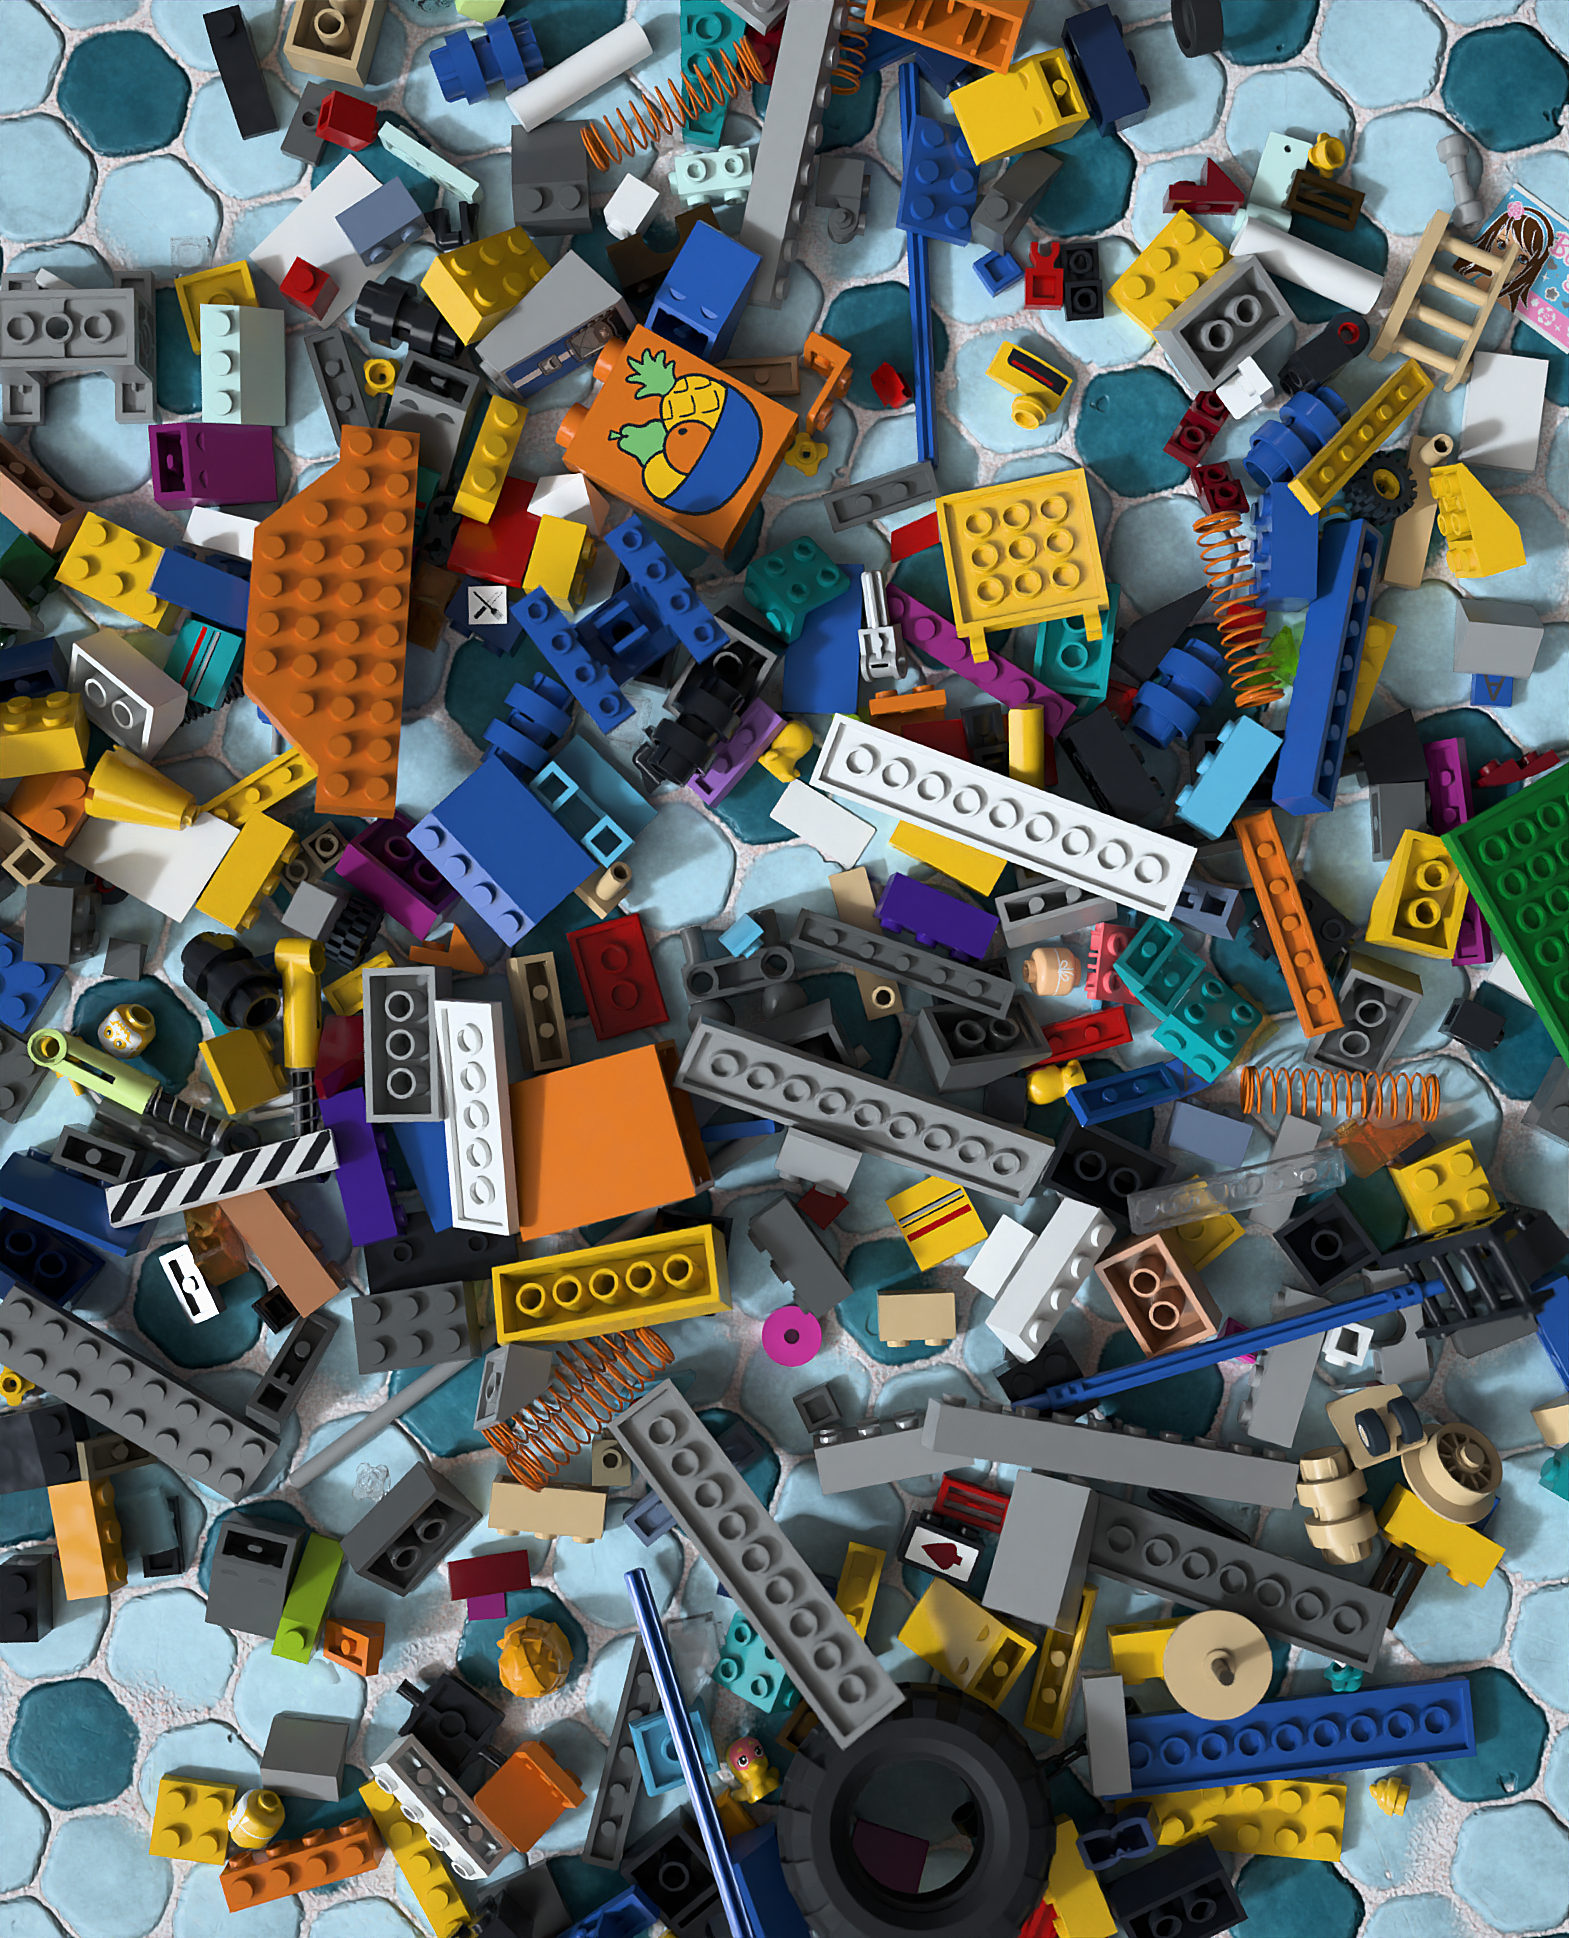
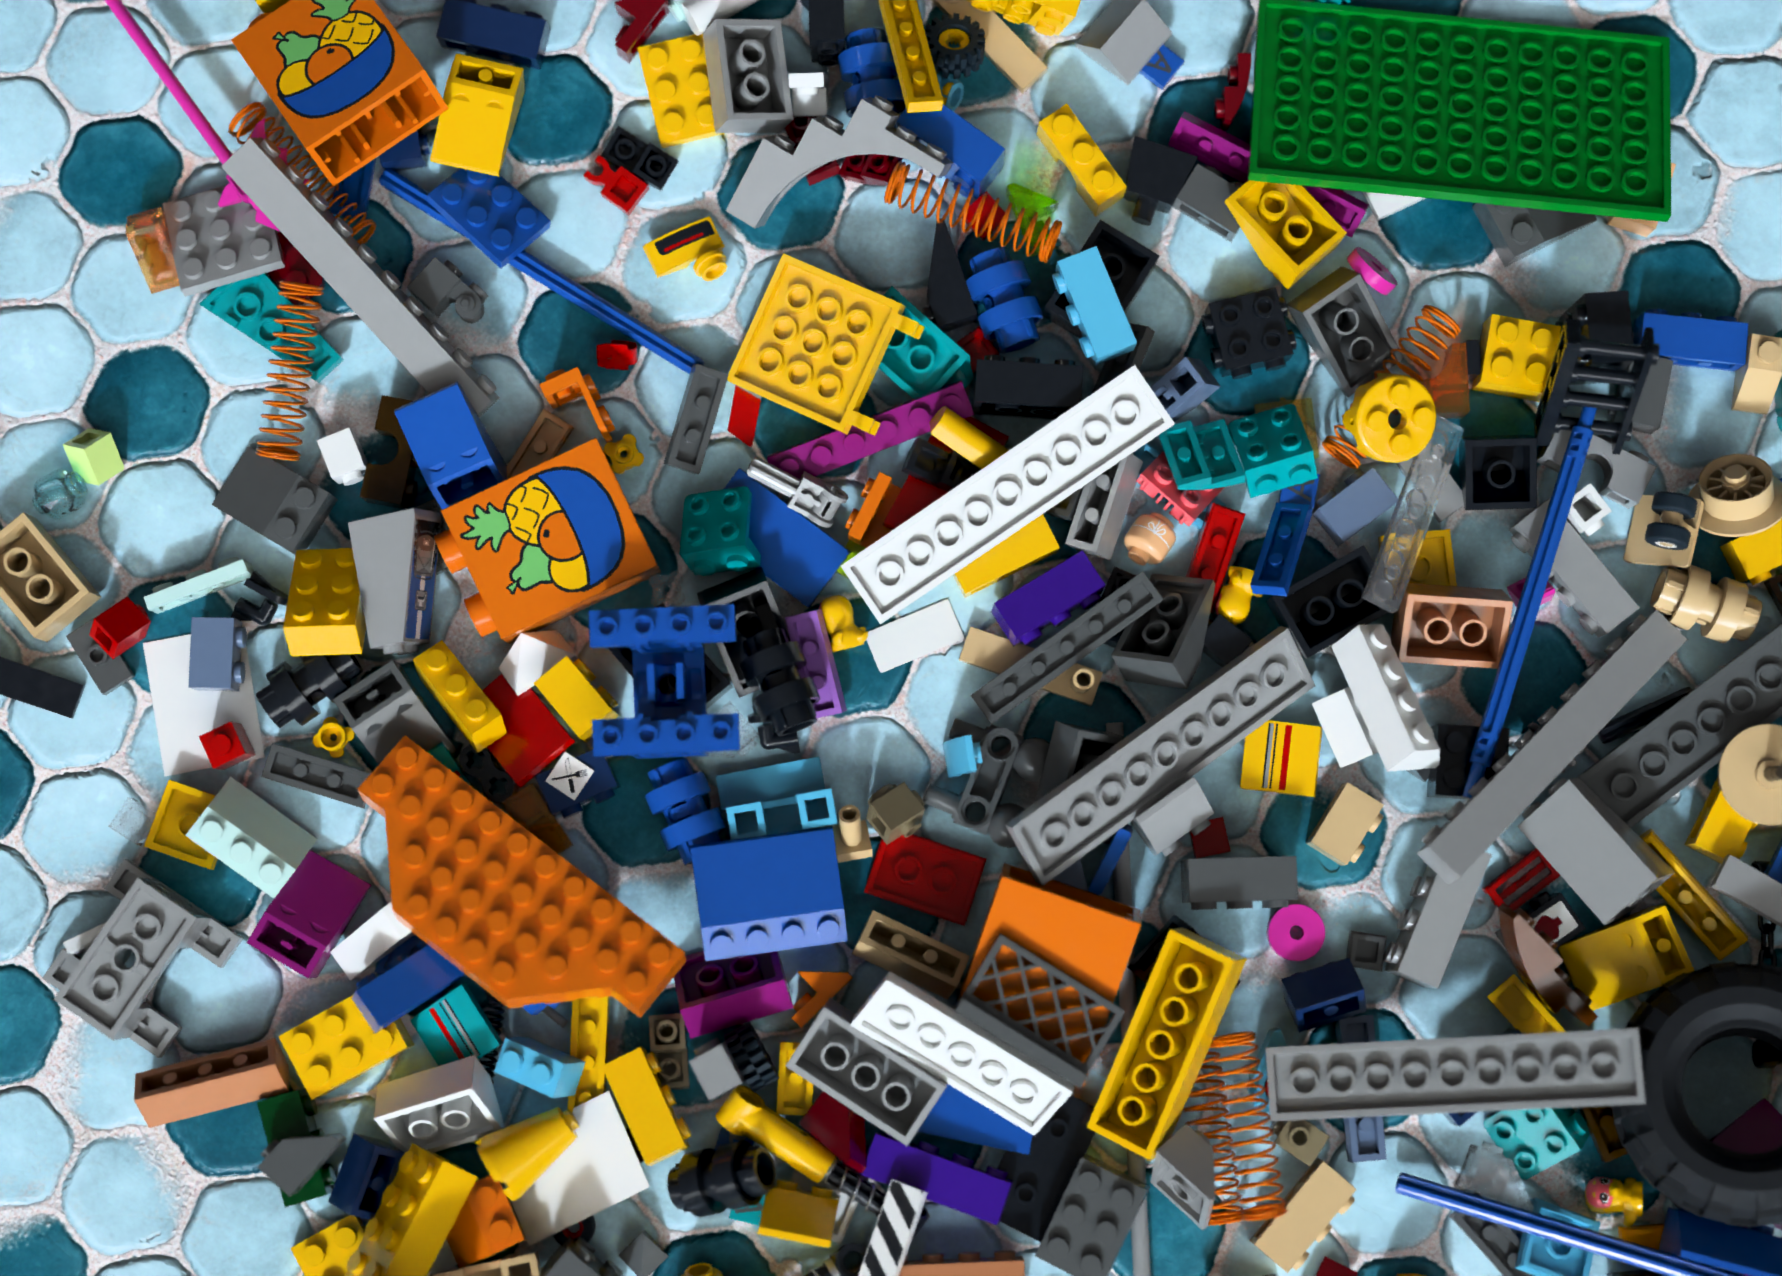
camera: 50 degrees left, 5 degrees down
(218, 756) = (539, 1066): none -> medium azure brick
(503, 54) = (147, 504): blue piece -> none
(524, 1158) = (1023, 1038): none -> dark grey fence
(579, 74) = (212, 426): white brick -> none
(654, 912) = (895, 812): none -> dark tan brick
(712, 177) = (363, 379): light aqua brick -> none
(752, 1397) = (1324, 994): none -> dark blue brick
(907, 1571) = (1538, 965): none -> reddish brown slope
(998, 272) = (585, 214): blue tile -> none
(1013, 200) = (542, 166): dark grey slope -> none
(1159, 409) = (780, 166): none -> light grey arch
(1288, 923) = (1236, 336): orange tile -> none
(1303, 1089) = (1370, 412): none -> yellow plate
(1328, 669) = (1064, 176): blue brick -> none
(1358, 1385) = (1625, 524): sticker -> none
(1433, 1005) = (1372, 271): none -> dark pink piece
(1473, 1025) = (1407, 252): black brick -> none

